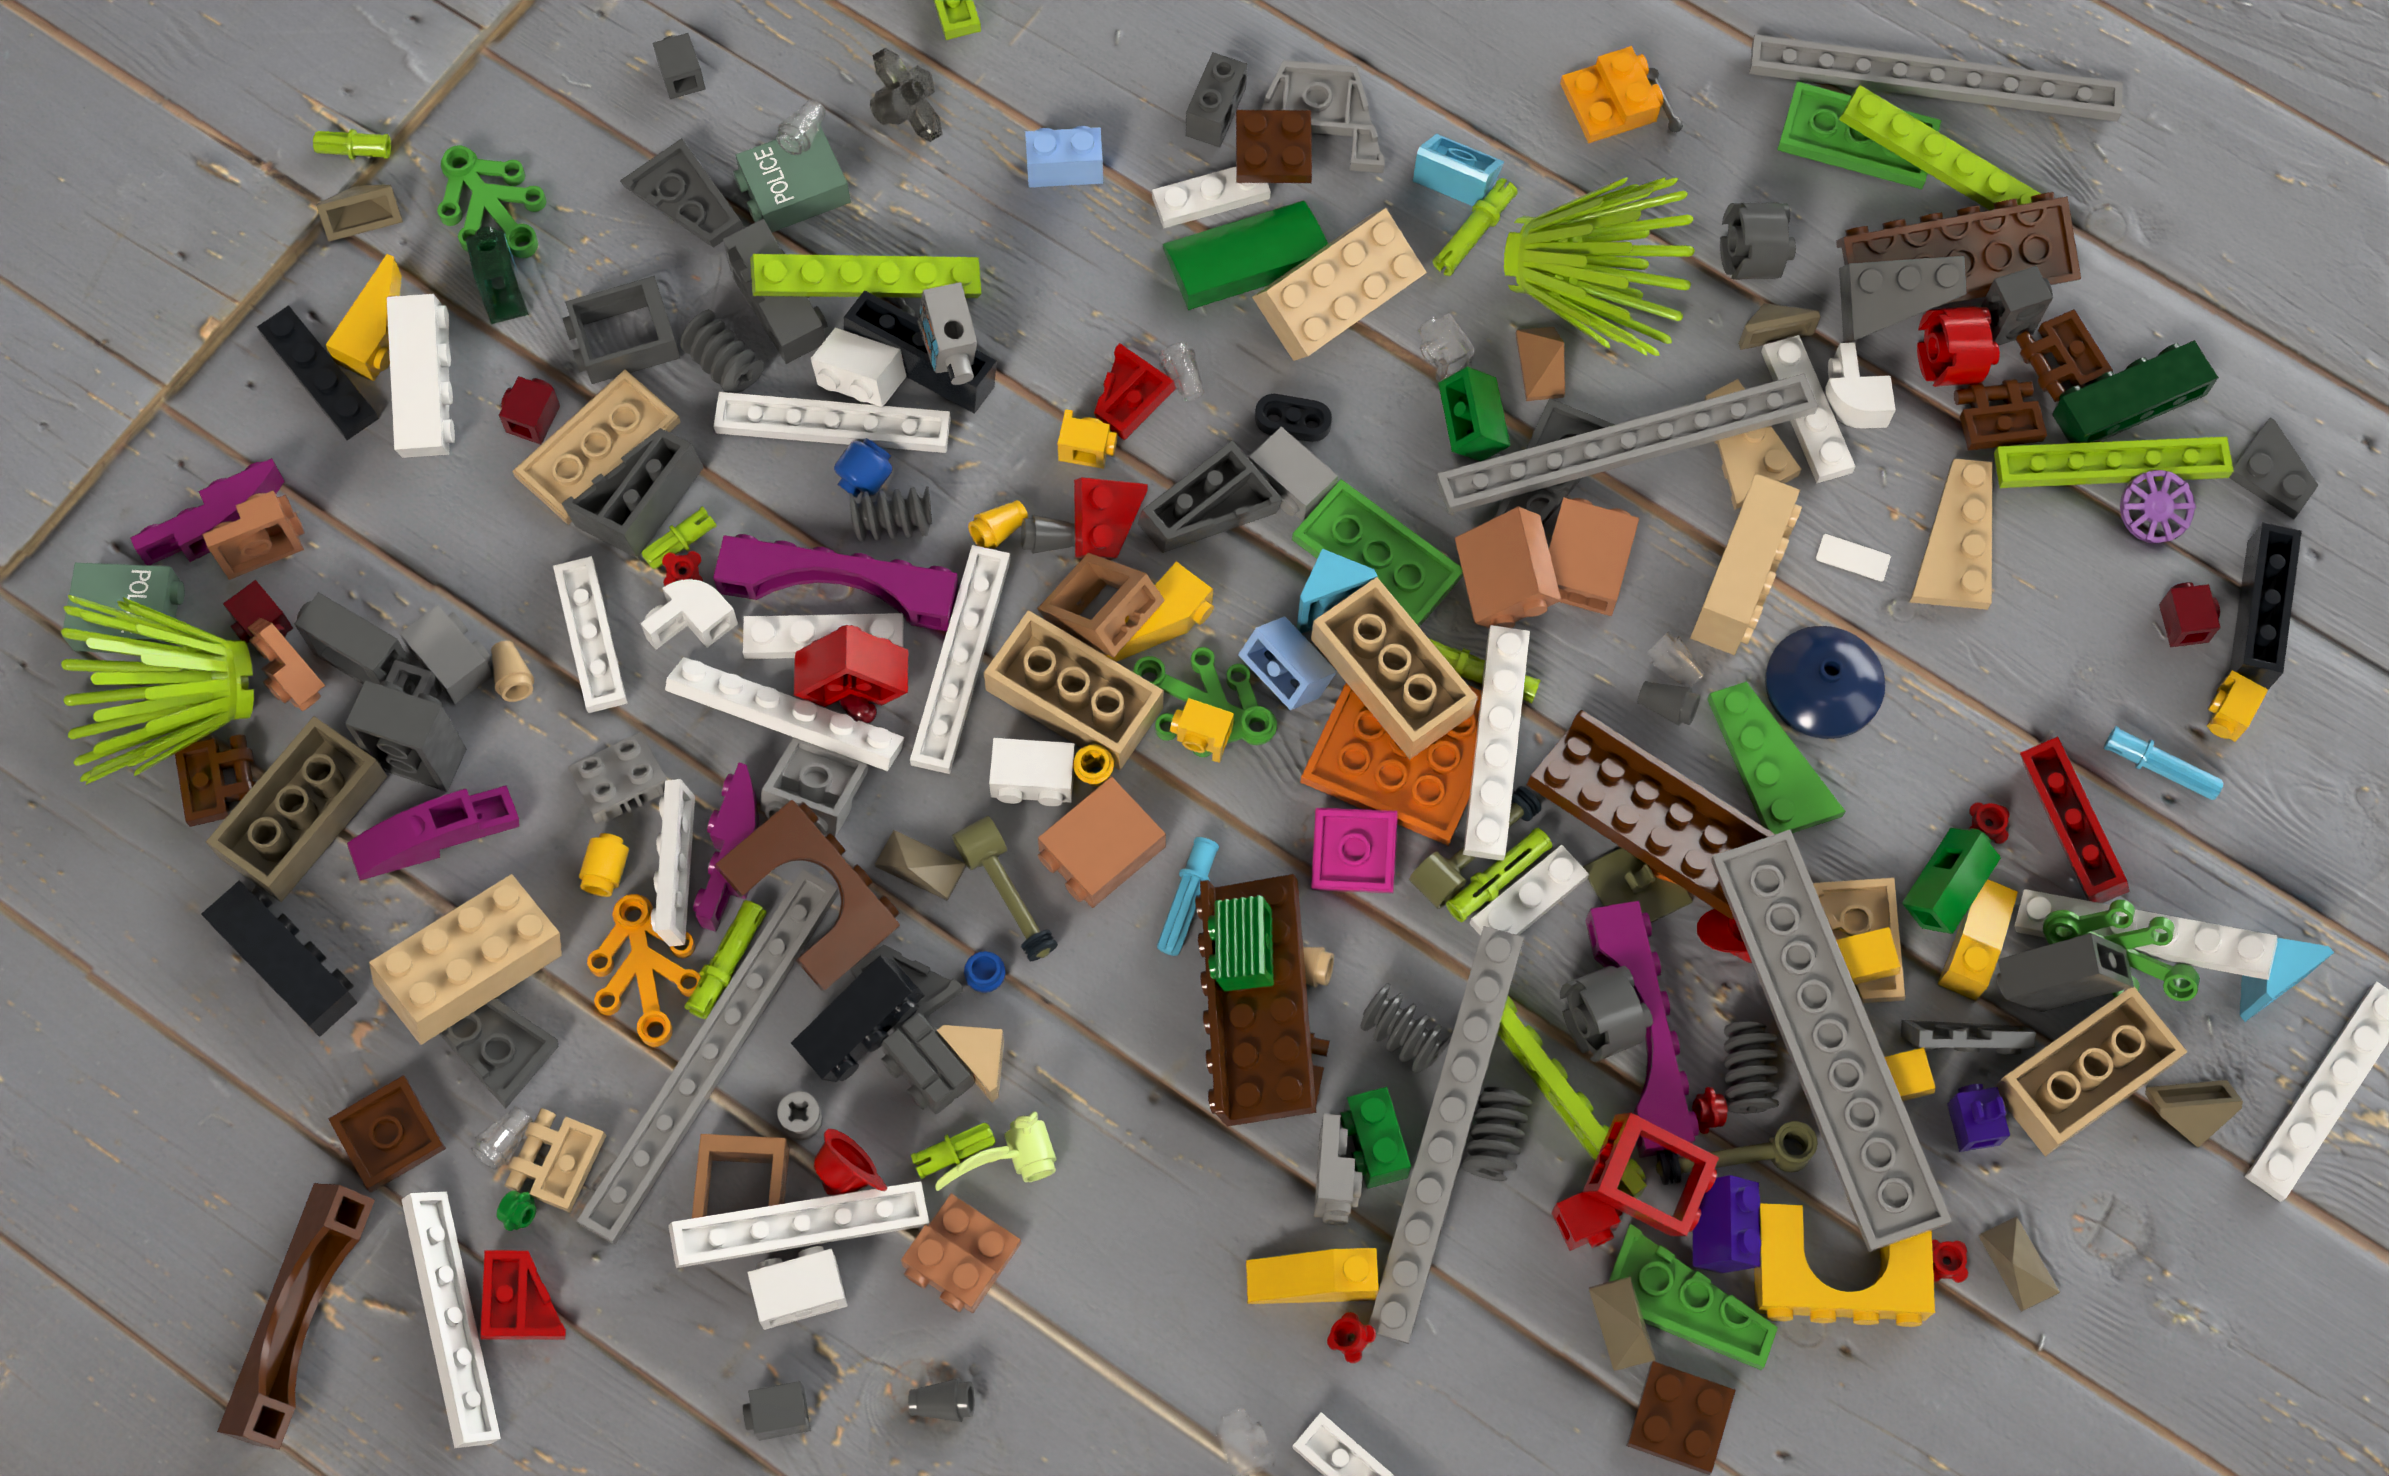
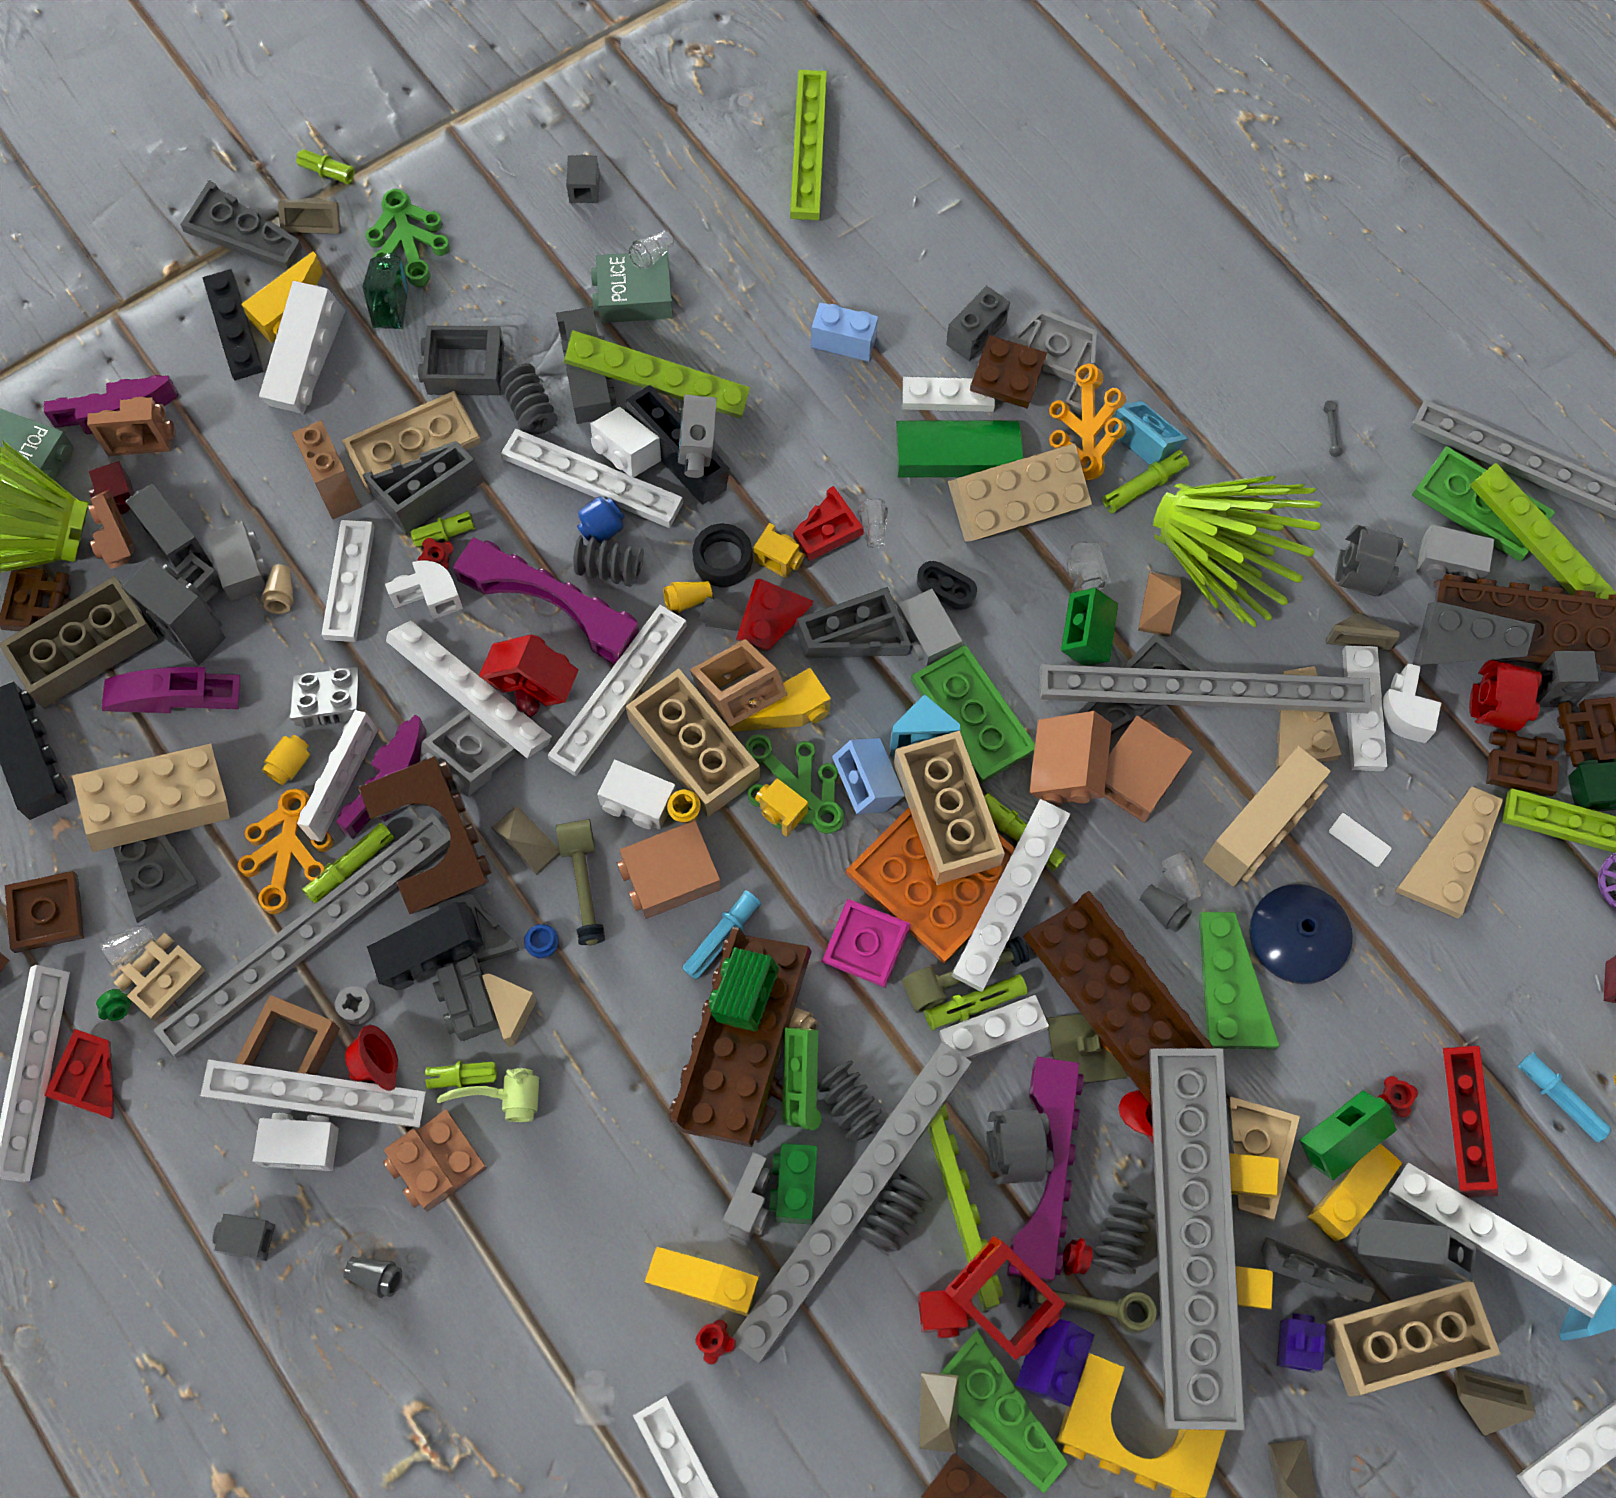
camera: 20 degrees right, 0 degrees up
(263, 251) = (230, 224): none -> dark grey wing
(513, 505) = (326, 469): none -> medium nougat window
(529, 409) = (372, 398): dark red brick -> none
(685, 193) = (550, 272): dark grey wing -> none
(784, 635) = (491, 627): white plate -> none
(904, 96) = (741, 249): clear smoke plant -> none
(1016, 438) = (720, 533): none -> black tyre
(1340, 1021) = (800, 1078): none -> bright green plate
(1390, 181) = (1090, 424): none -> light orange plant
(1613, 95) = (1293, 412): light orange plate -> none
(1848, 203) = (1454, 553): none -> light grey brick
(1956, 1253) = (1242, 1453): red plate -> none
(2081, 925) = (1514, 1289): bright green plant -> none

